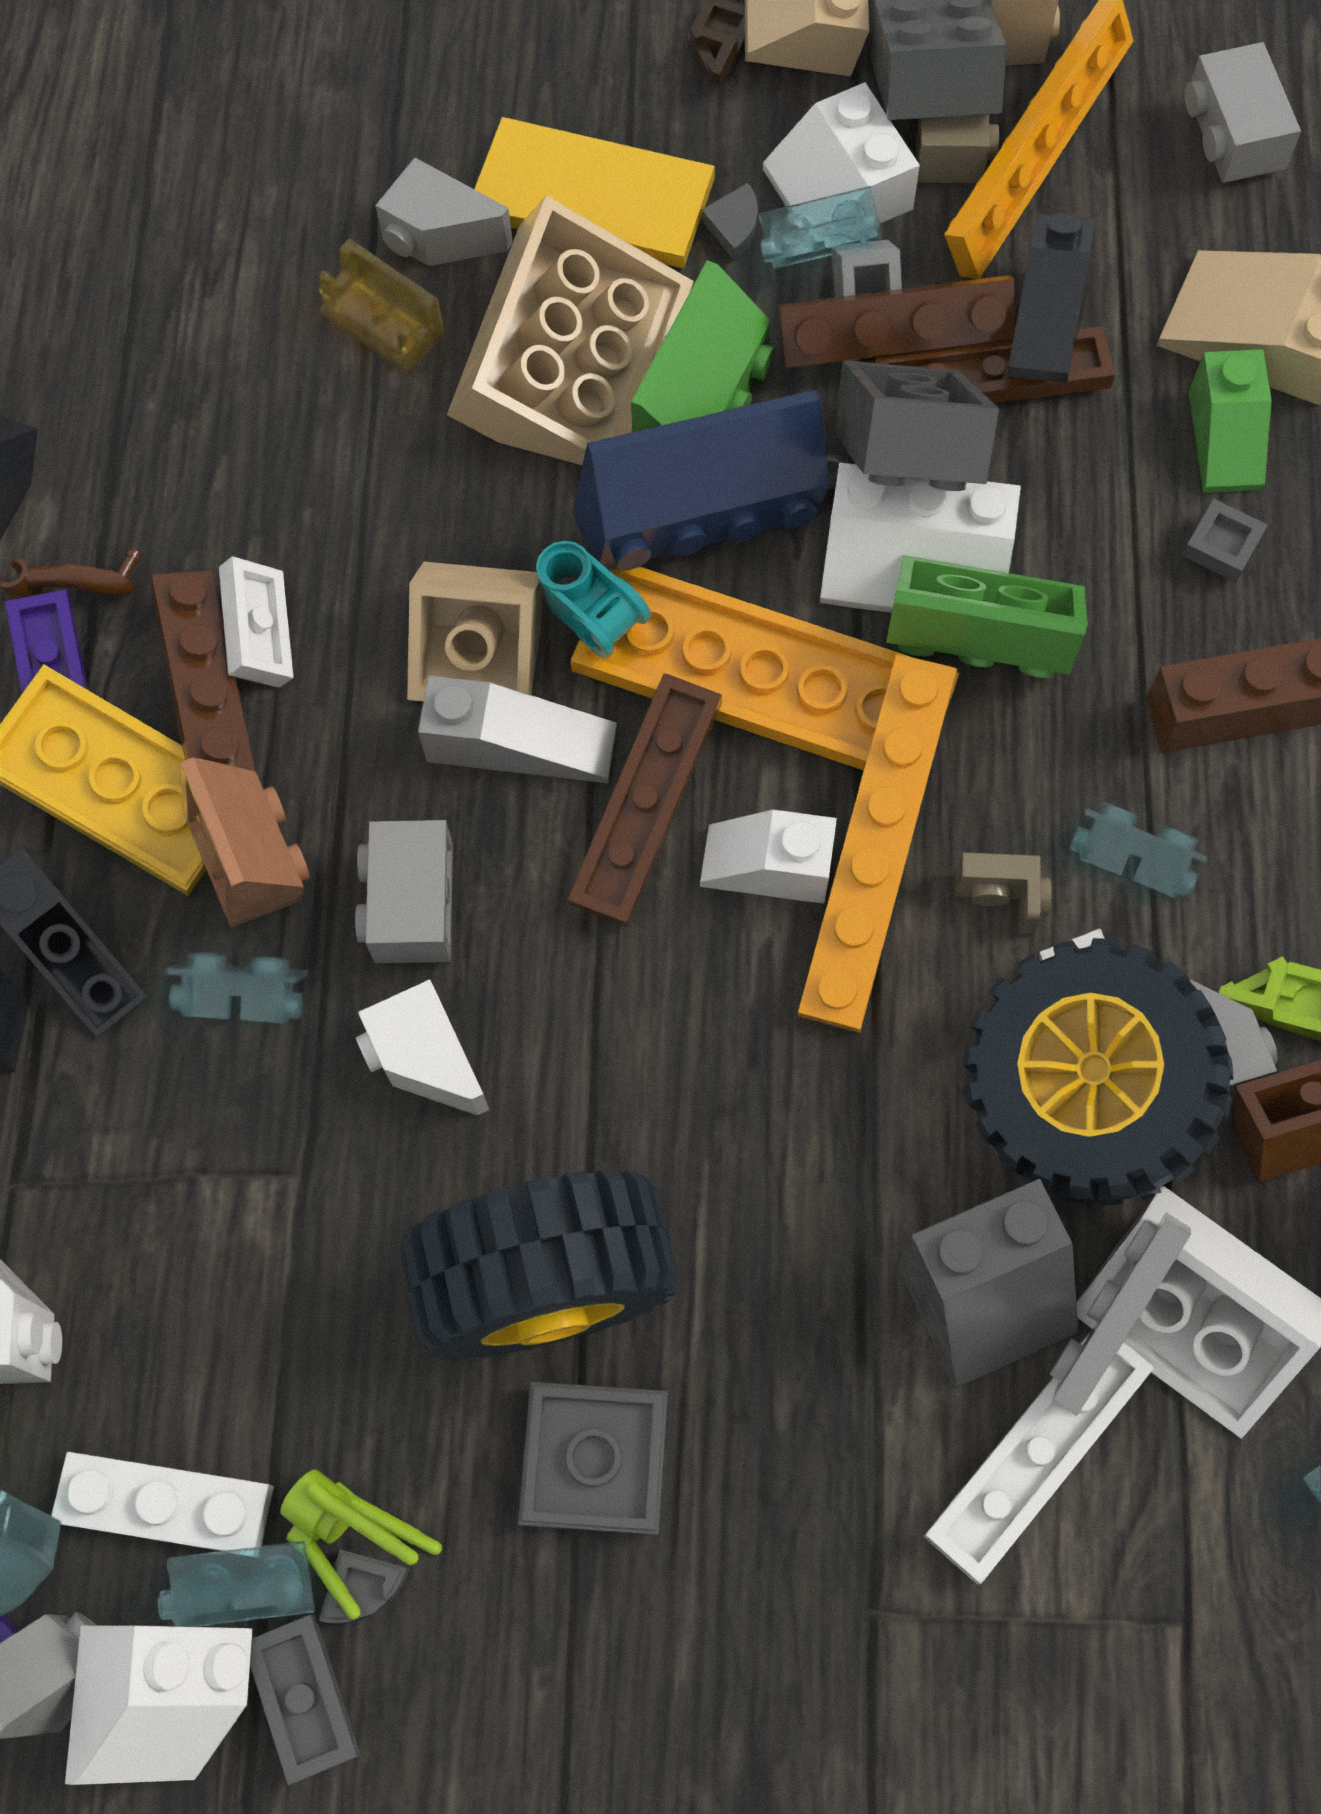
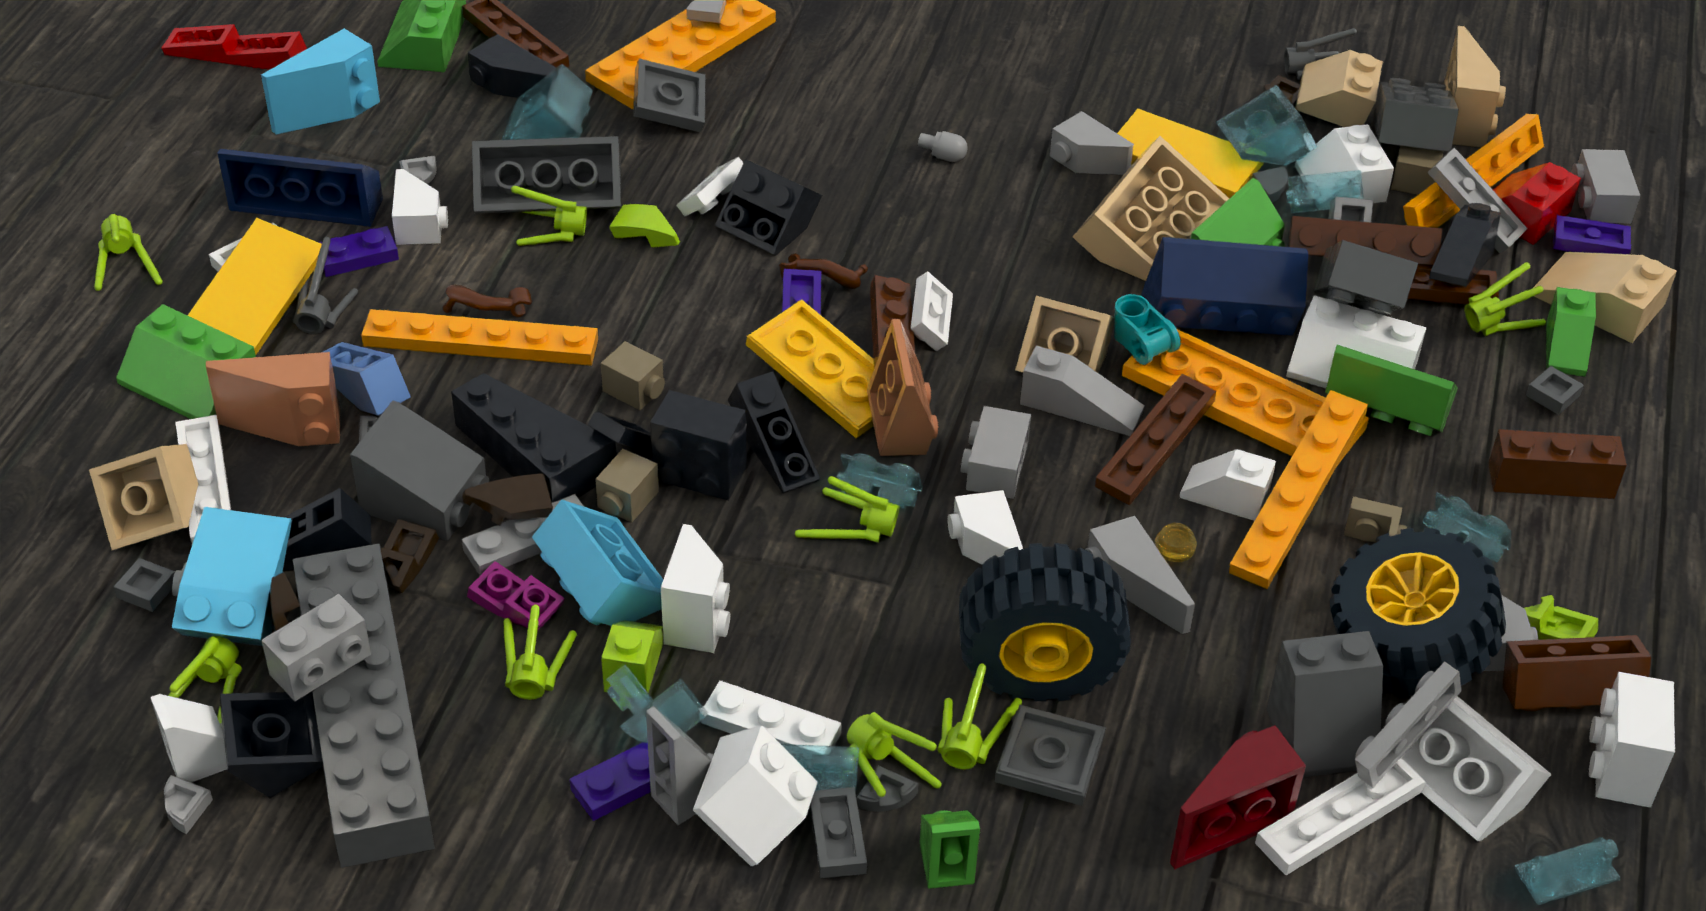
camera: 10 degrees right, 25 degrees down
(214, 266) = (944, 145): none -> light grey cylinder
(246, 1056) = (876, 514): none -> lime plant
(381, 307) = (1043, 181): clear yellow hinge -> none
(459, 1473) = (963, 744): none -> lime plant
(469, 1689) = (949, 848): none -> bright green slope
(657, 1064) = (1144, 572): none -> light grey slope
(709, 125) = (1268, 130): none -> clear light blue slope
(710, 990) = (1176, 542): none -> clear yellow plate
(898, 1475) = (1240, 796): none -> dark red slope
(1046, 185) = (1466, 186): none -> light grey plate
(1104, 415) = (1485, 312): none -> lime plant
(1128, 164) = (1538, 197): none -> red slope
(1234, 216) = (1590, 236): none -> dark purple plate

